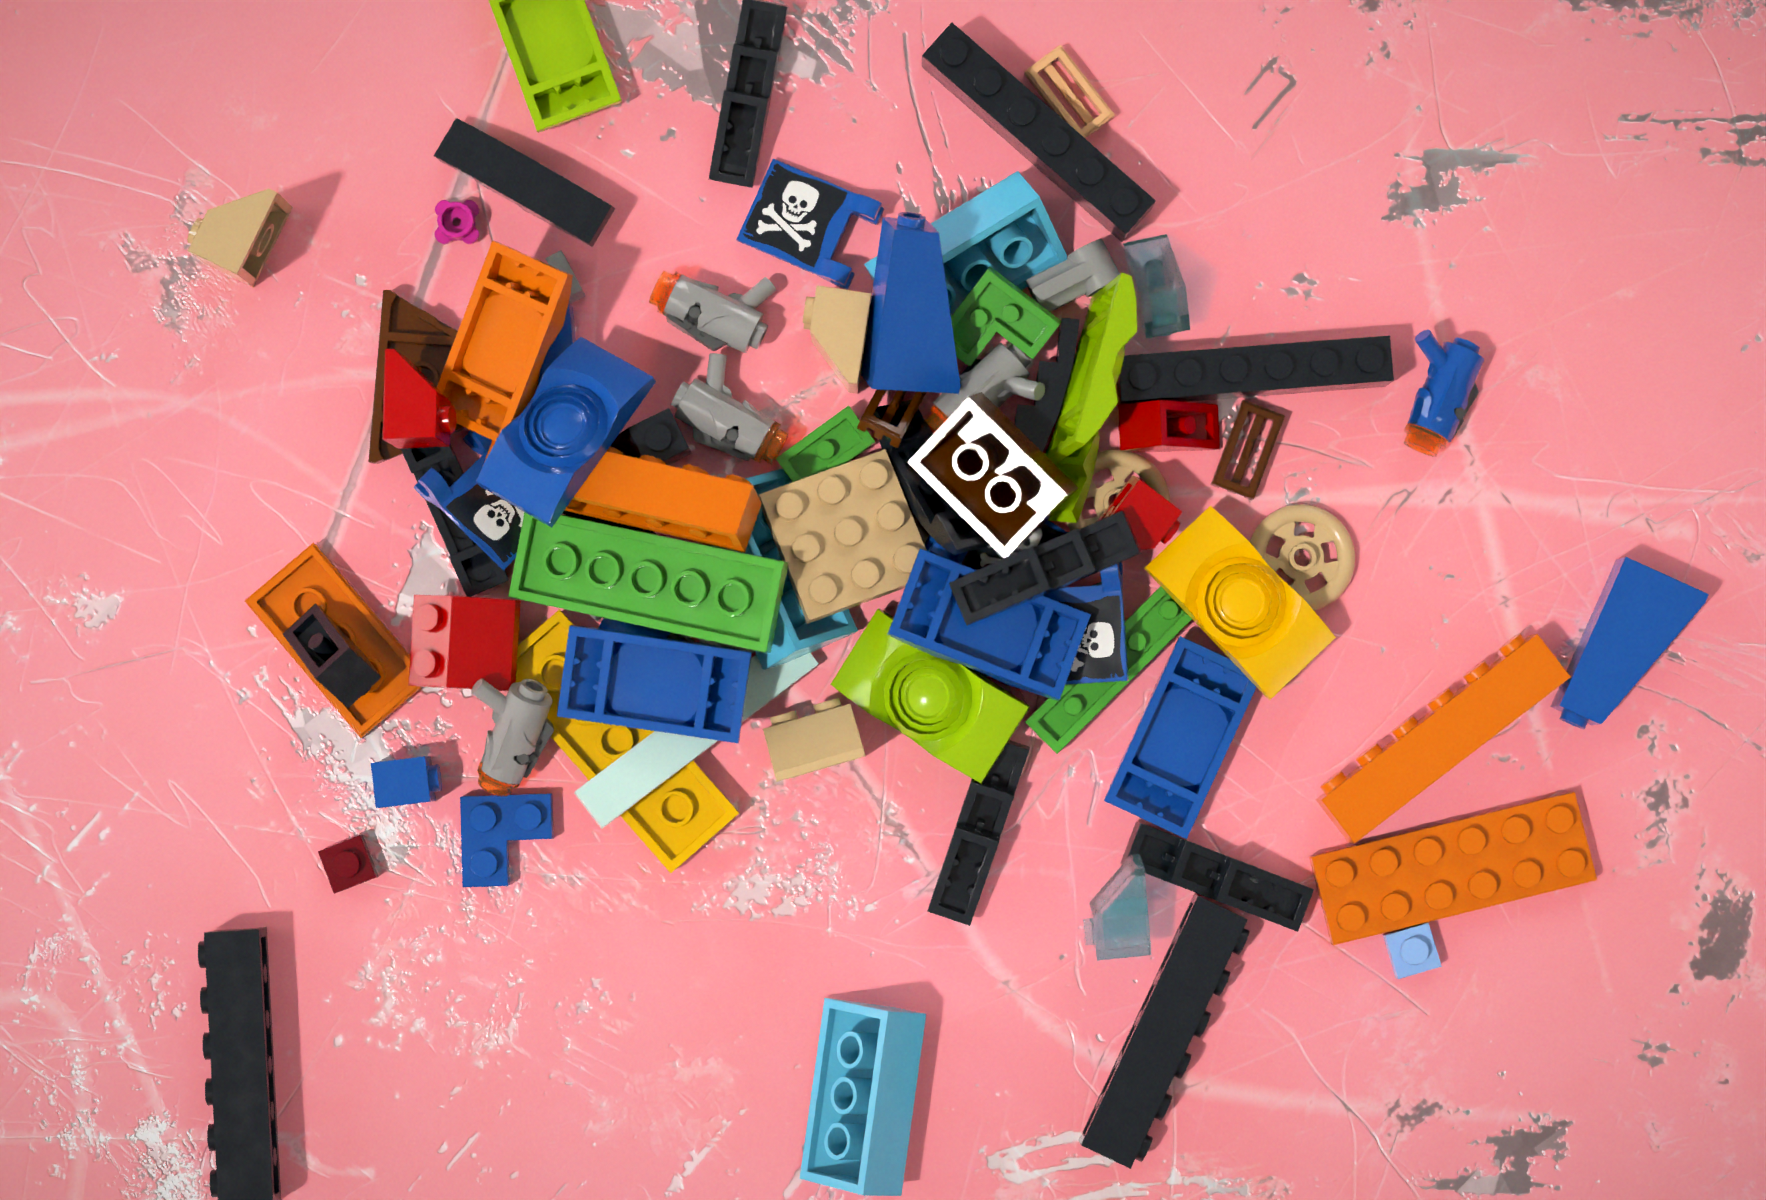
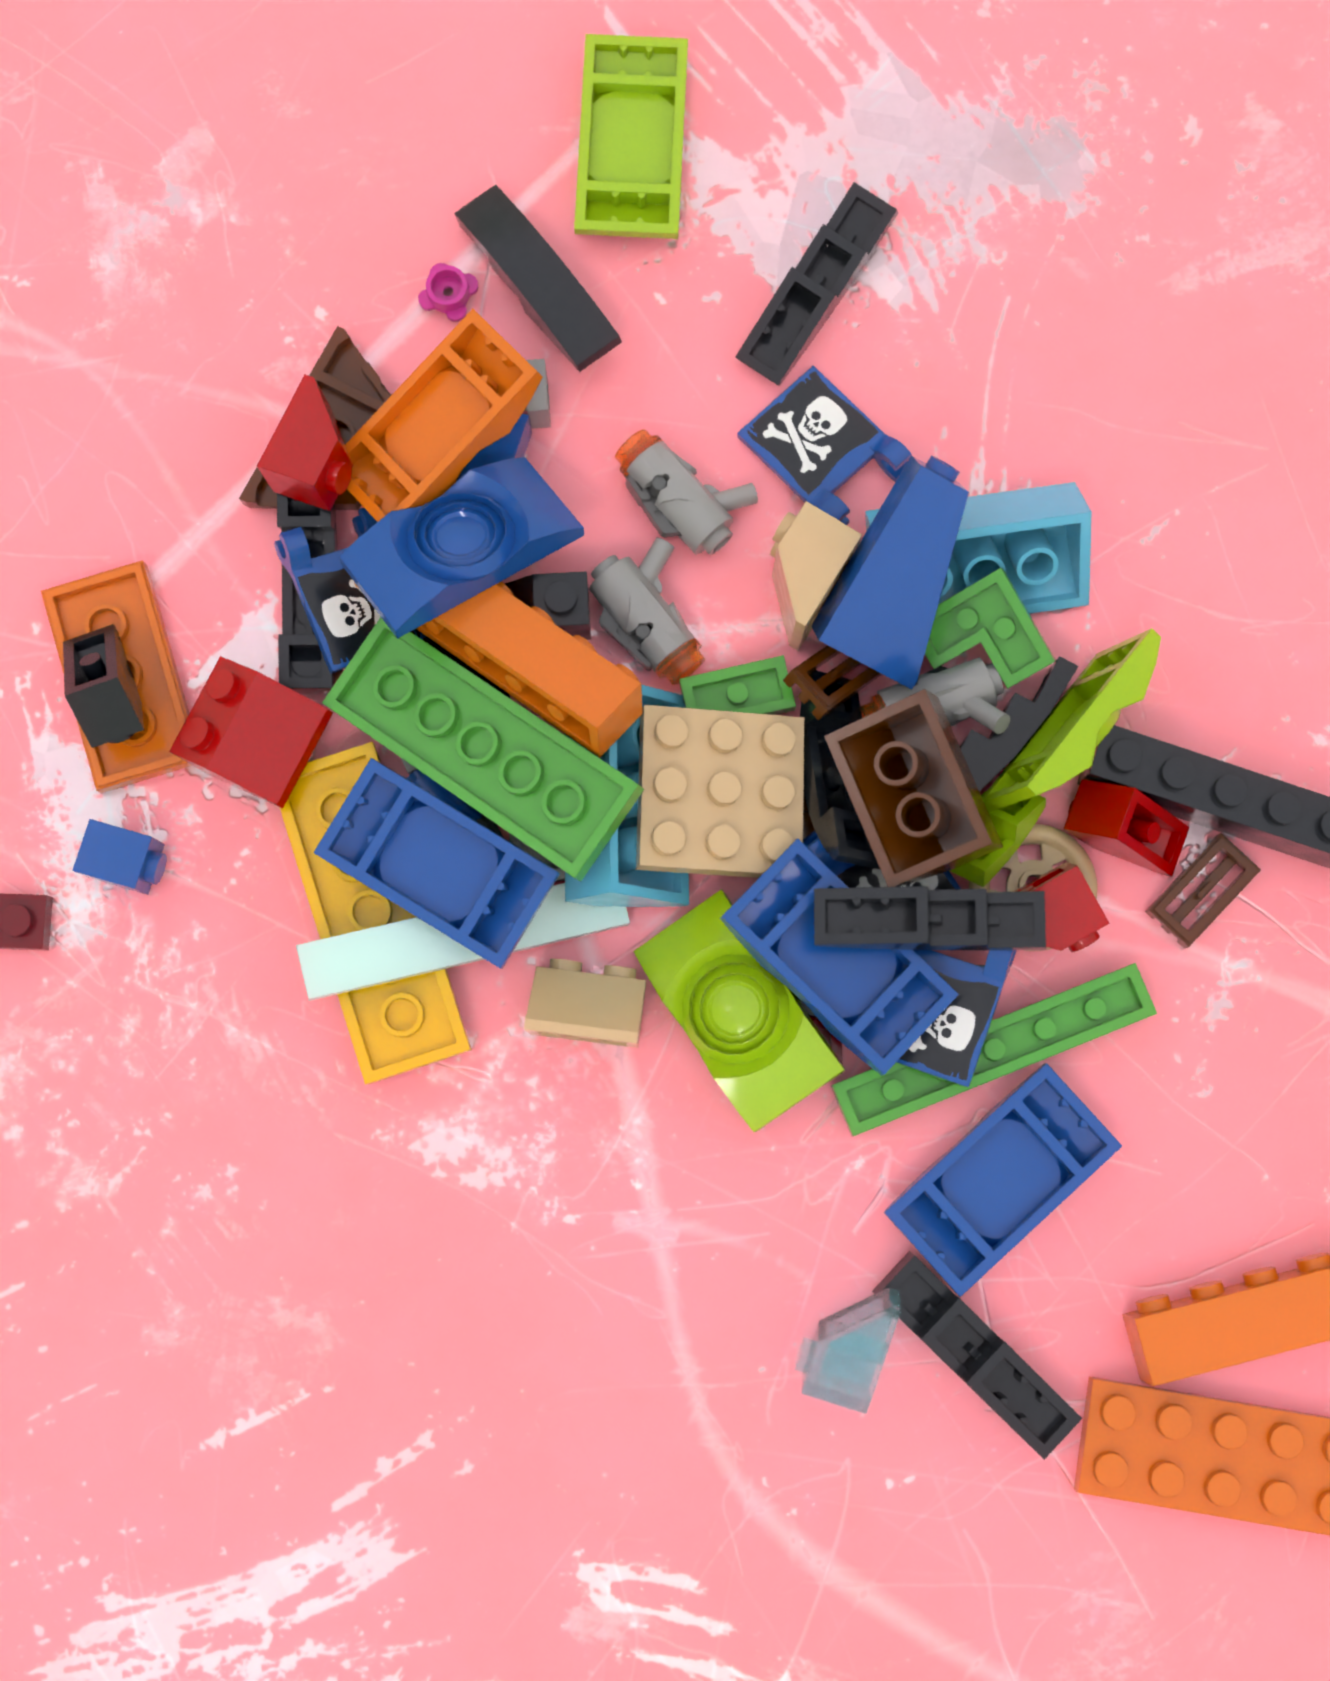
camera: 25 degrees right, 5 degrees down
(240, 234) = (212, 201): tan slope -> none
(489, 826) = (191, 947): blue plate -> none
(518, 733) = (264, 857): light grey piece -> none
(862, 1097) = (468, 1435): medium azure slope -> none
(977, 837) = (723, 1192): black slope -> none
(1037, 132) = (1112, 451): black brick -> none
(1051, 100) = (1171, 471): light nougat tile -> none
(1080, 275) = (1091, 622): light grey piece -> none
(1157, 286) = (1181, 672): clear light blue slope -> none
(1162, 1032) = (840, 1510): black brick -> none
(1240, 602) = (1131, 1054): yellow slope -> none
(1326, 529) = (1195, 1075): tan plate -> none
(1412, 950) = (1165, 1538): light blue plate -> none

